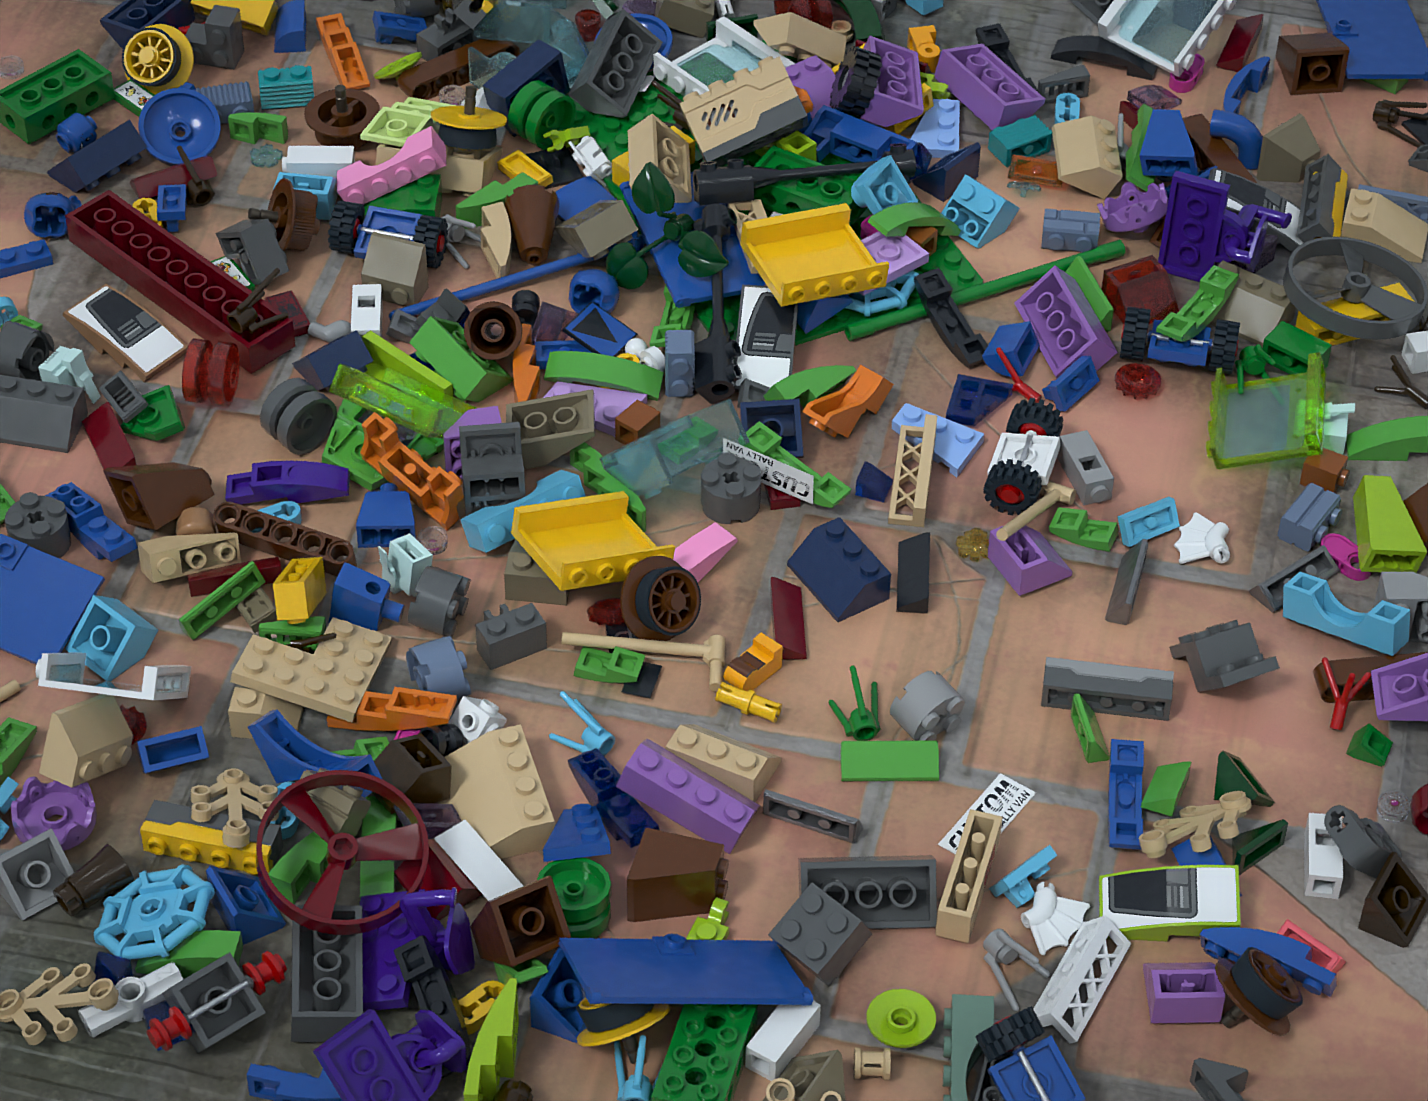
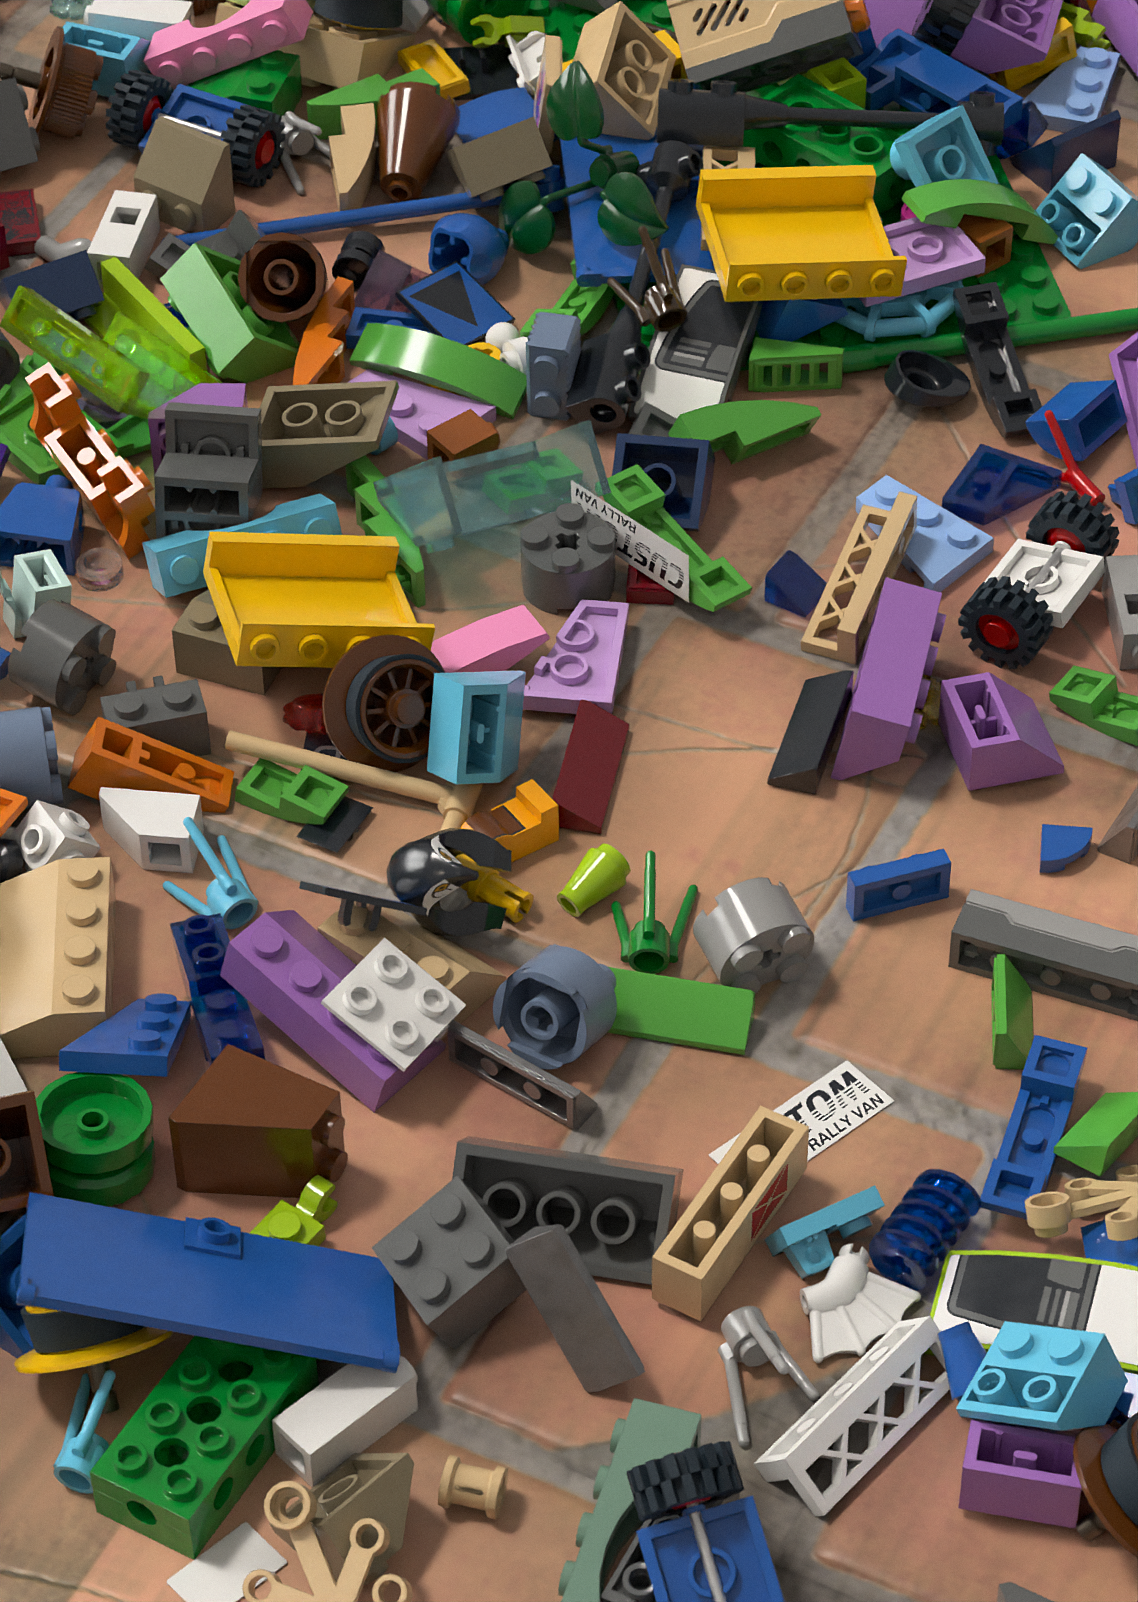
camera: 15 degrees right, 0 degrees up
(514, 667) = (130, 760): none -> orange slope
(532, 701) = (152, 826): none -> white slope
(616, 175) = (549, 72): none -> tan tile
(687, 726) = (374, 909): none -> black piece
(716, 605) = (476, 726): none -> medium azure slope
(723, 702) = (428, 871): none -> black piece
(733, 786) = (394, 1004): none -> white hinge
(739, 312) = (663, 301): none -> dark brown plant
(759, 552) = (582, 661): none -> lavender wing
(813, 336) = (770, 355): none -> bright green slope
(816, 687) = (594, 879): none -> lime cone
(825, 770) = (556, 1006): none -> sand blue brick
(840, 570) = (695, 708): dark blue slope -> none
(843, 408) = (779, 469): orange arch -> none
(902, 947) = (574, 1308): none -> flat silver slope
(905, 1008) = (544, 1404): lime dish -> none
(910, 337) = (926, 379): none -> black hat
(955, 535) = (890, 679): none -> medium lavender slope
(998, 661) = (898, 884): none -> blue plate
(1051, 494) = (1070, 642): tan bar -> none
(1082, 865) = (923, 1228): none -> clear blue piece
(1085, 621) = (1062, 846): none -> blue tile
(1135, 941) = (962, 1357): none -> blue cone
(1186, 938) = (1045, 1379): none -> medium azure slope

